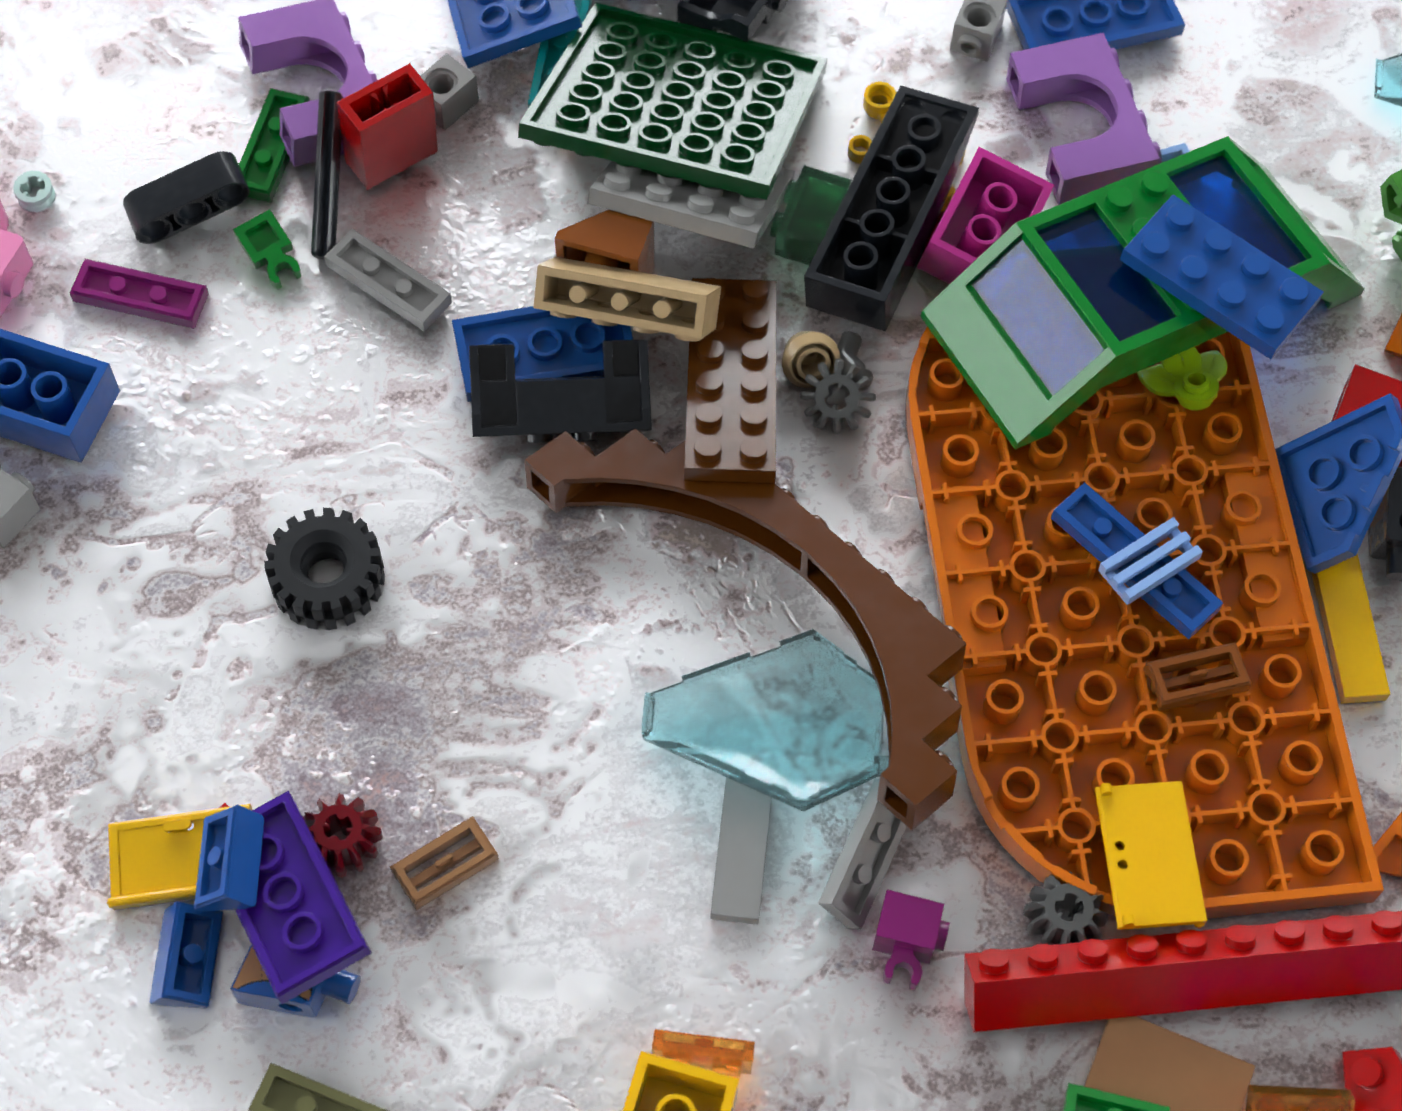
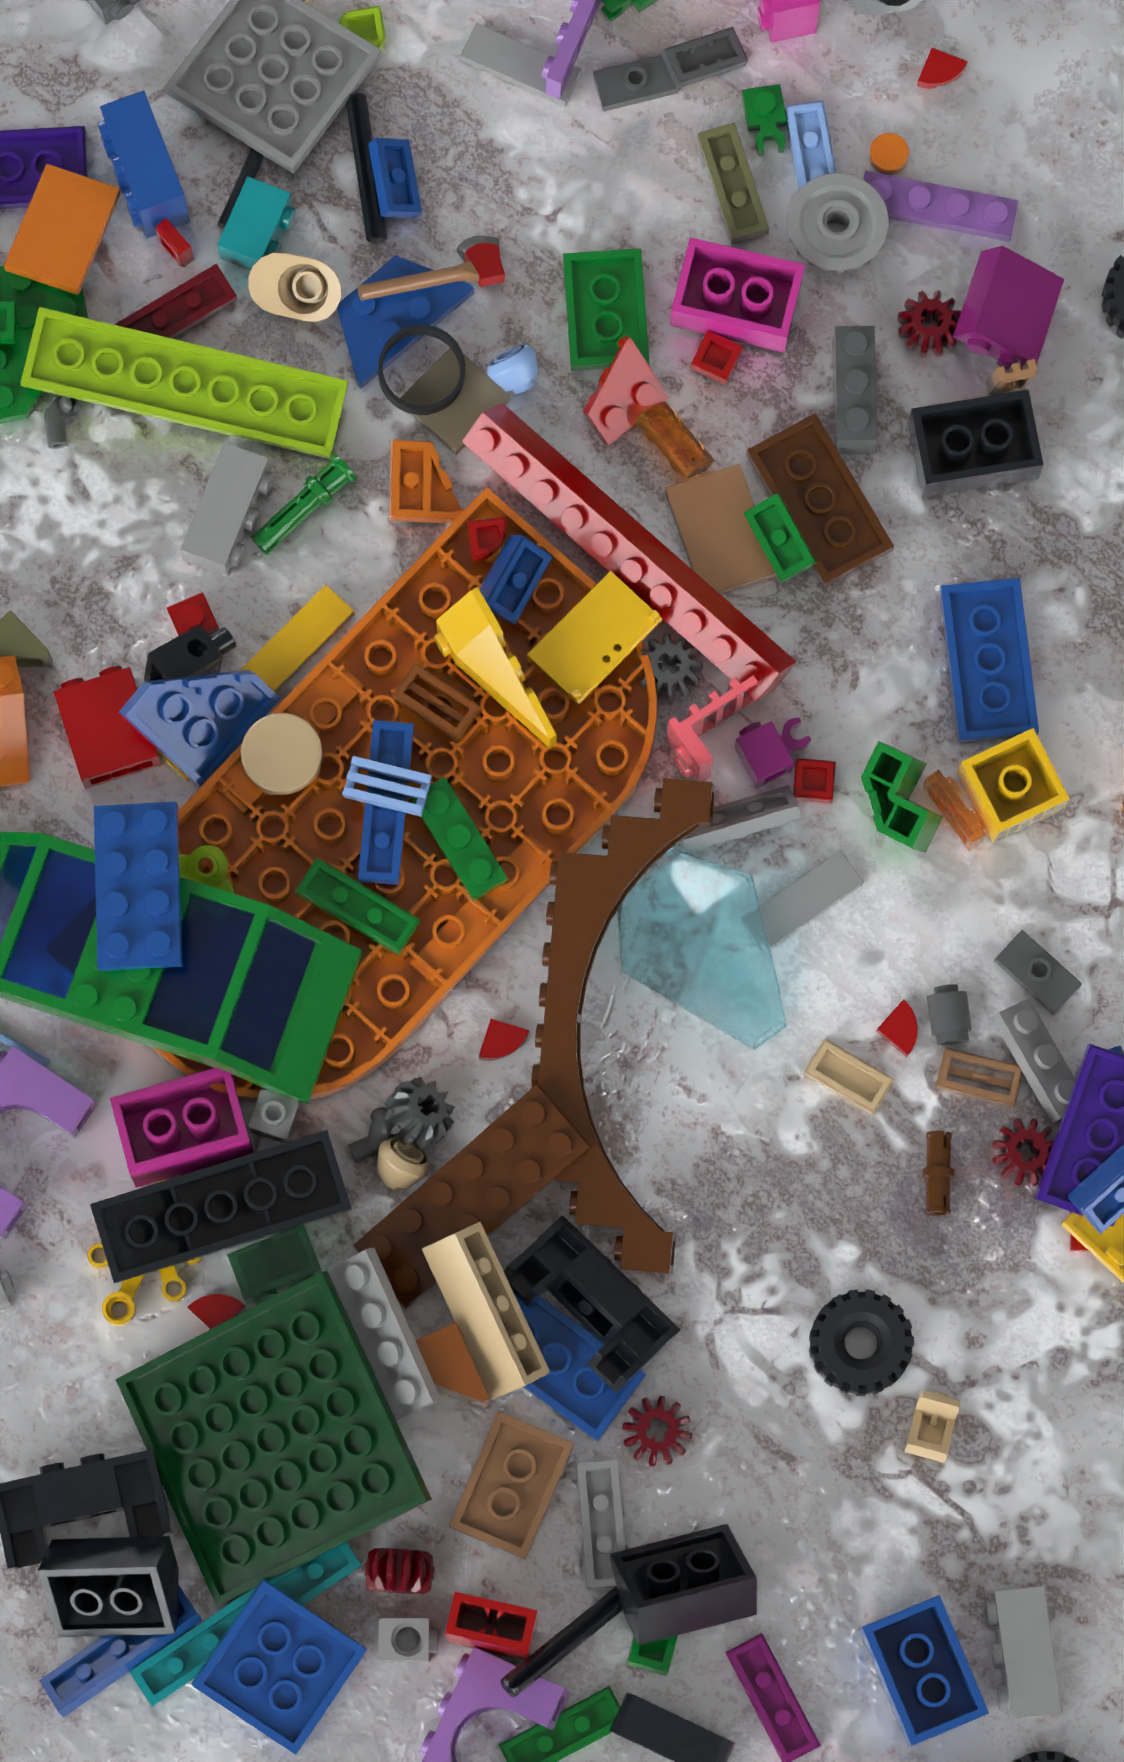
camera: 130 degrees left, 15 degrees up
(203, 563) = (932, 1425): none -> tan bracket
(283, 286) = (684, 1584): none -> black slope
(397, 750) = (938, 1173): none -> reddish brown pin
(414, 923) = (1037, 1056): none -> light grey plate
(415, 368) = (644, 1425): none -> dark red gear
(481, 244) = (511, 1485): none -> medium nougat plate
(485, 997) = (1038, 972): none -> dark grey plate
(494, 116) = (399, 1571): none -> dark red gear
(521, 879) = (949, 1015): none -> dark grey brick
(550, 833) = (900, 1028): none -> red tile
(551, 755) = (848, 1076): none -> tan tile
(739, 993) = (890, 783): none -> green brick
(817, 155) = (216, 1309): none -> red tile
(844, 512) = (501, 1040): none -> red tile
(845, 958) = (814, 780): none -> red tile
(923, 288) = (274, 1116): none -> light grey bracket
(978, 857) = (683, 737): none -> coral plate
(1050, 595) = (461, 841): none -> green plate
(1058, 473) = (357, 906): none -> green tile
(1214, 742) = (476, 645): none -> yellow wedge
(1252, 515) = (281, 754): none -> tan tile
(1267, 834) = (514, 577): none -> blue slope
(1330, 843) = (486, 537): none -> red tile

